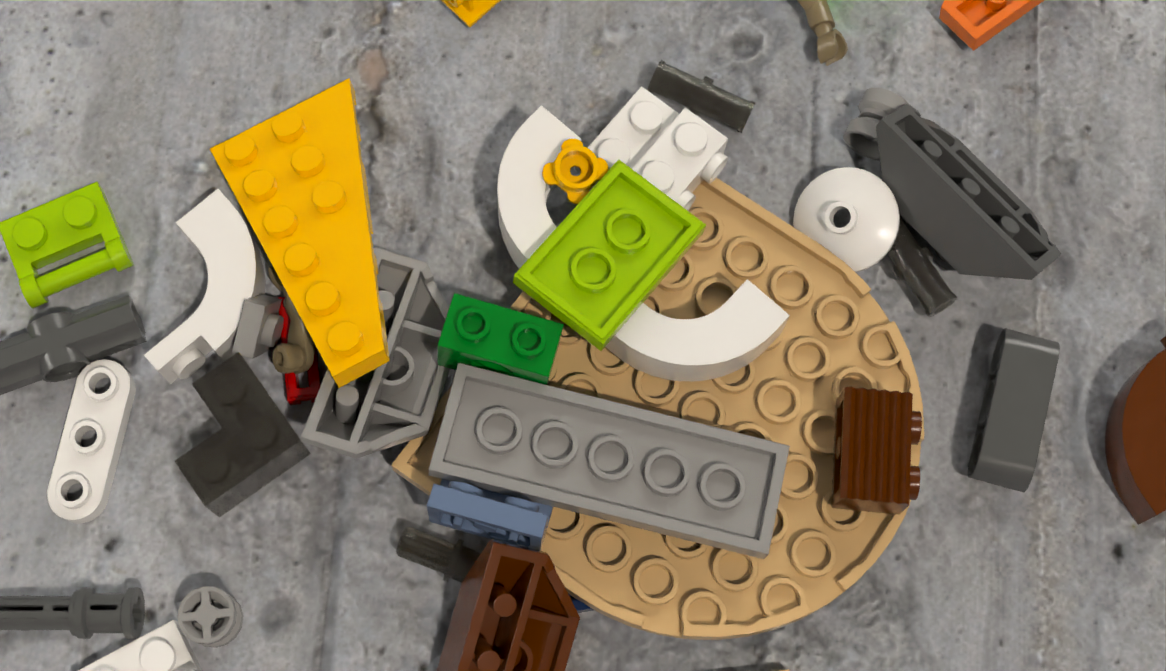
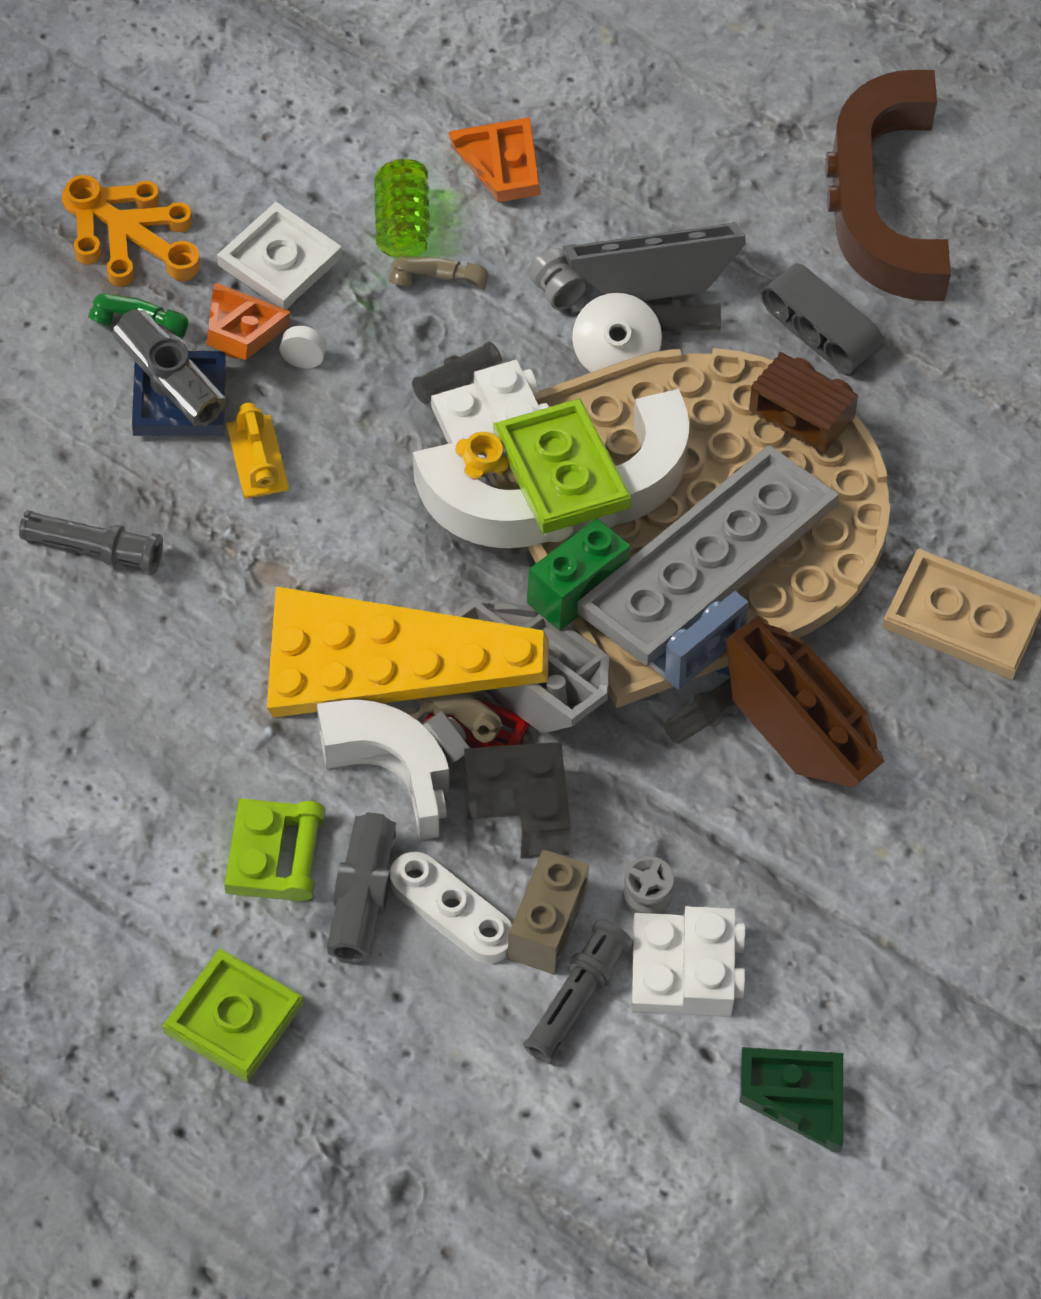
camera: 60 degrees left, 15 degrees down
(119, 536) = (548, 911): none -> dark tan brick

